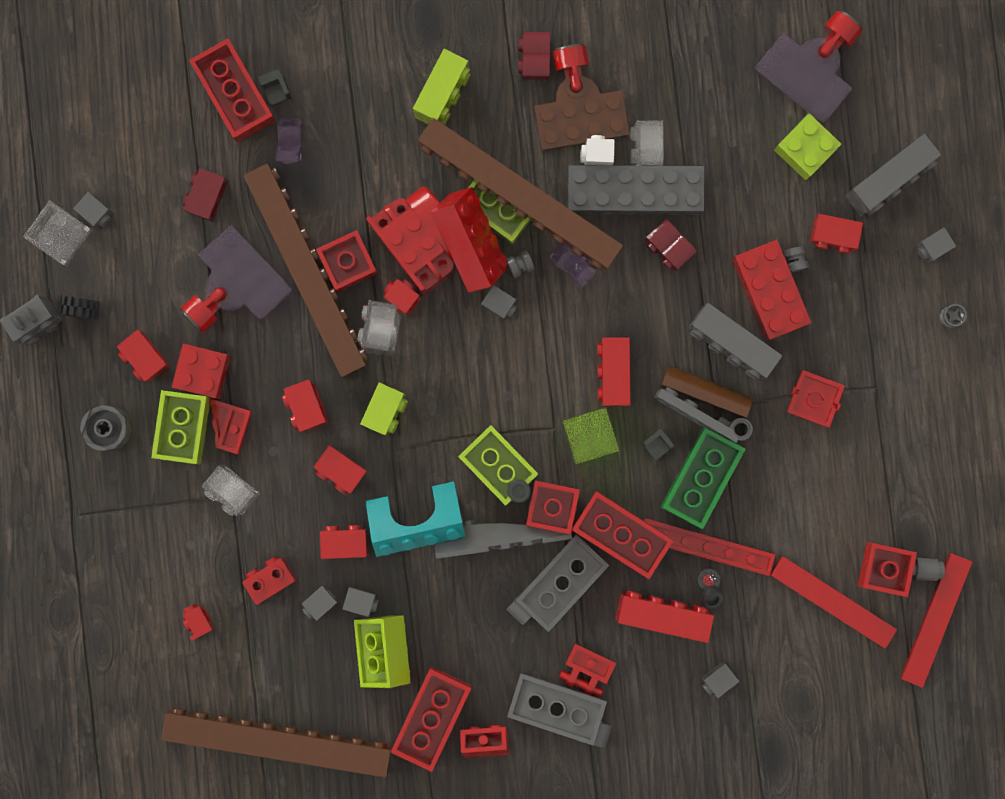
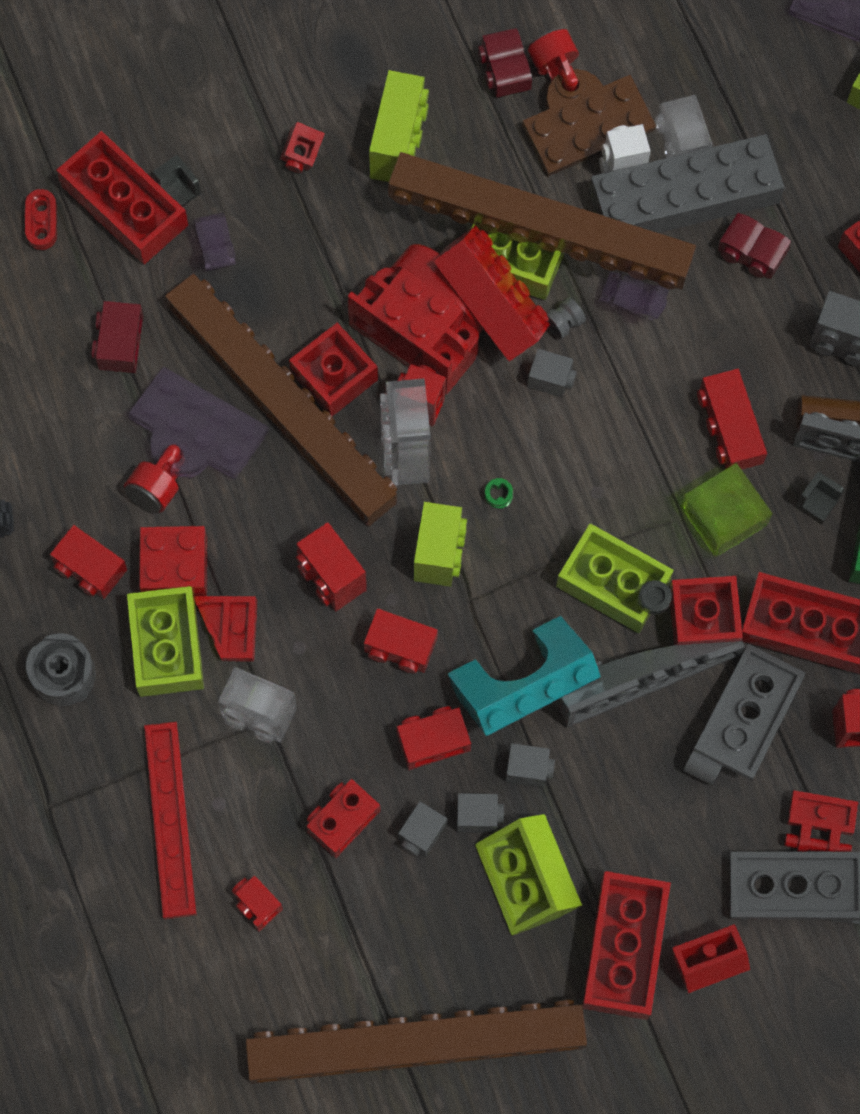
camera: 15 degrees left, 15 degrees down
(155, 548) = (170, 820): none -> red tile
(171, 90) = (41, 221): none -> red plate
(378, 81) = (308, 140): none -> red brick
(403, 578) = (529, 765): none -> dark grey brick
(439, 372) = (497, 484): none -> green bush

